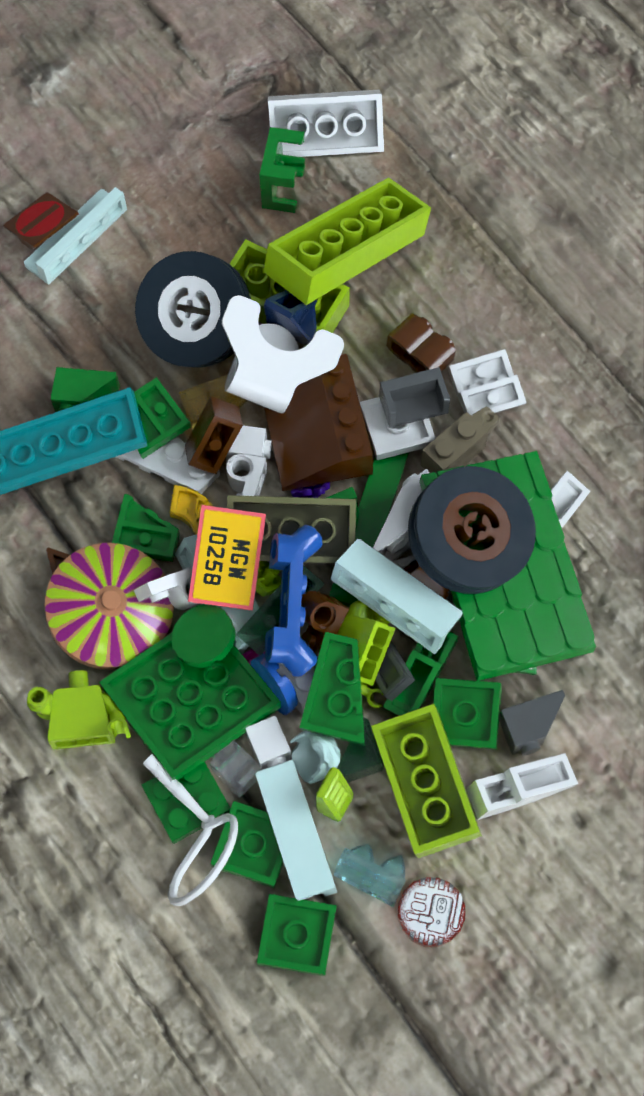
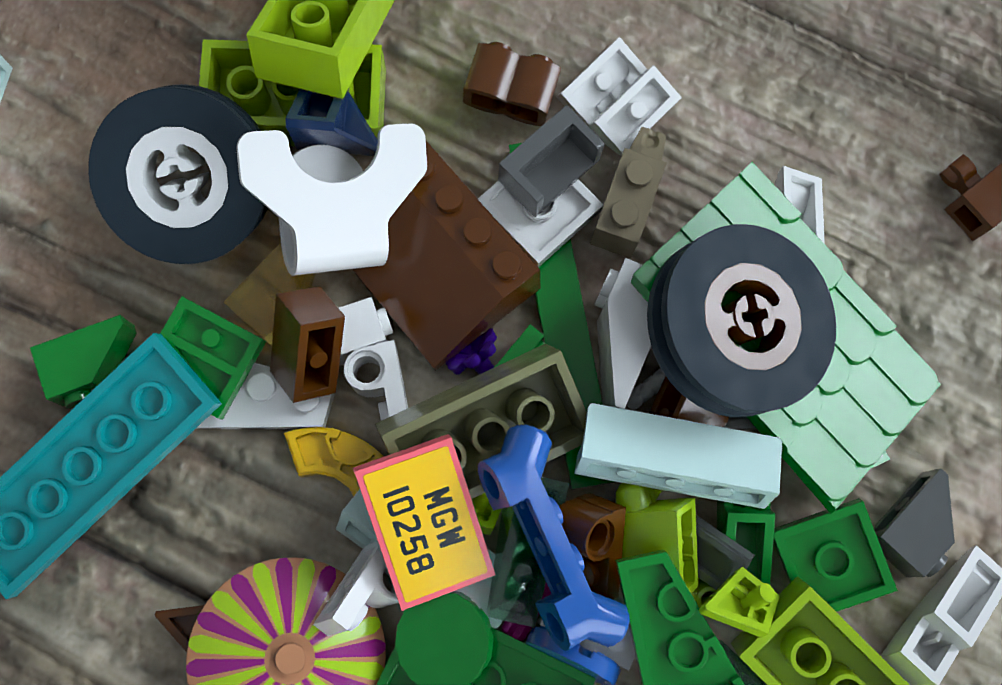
camera: 35 degrees left, 10 degrees up
(145, 531) = (278, 521): green wing -> none
(389, 695) = (743, 603): none -> lime piece

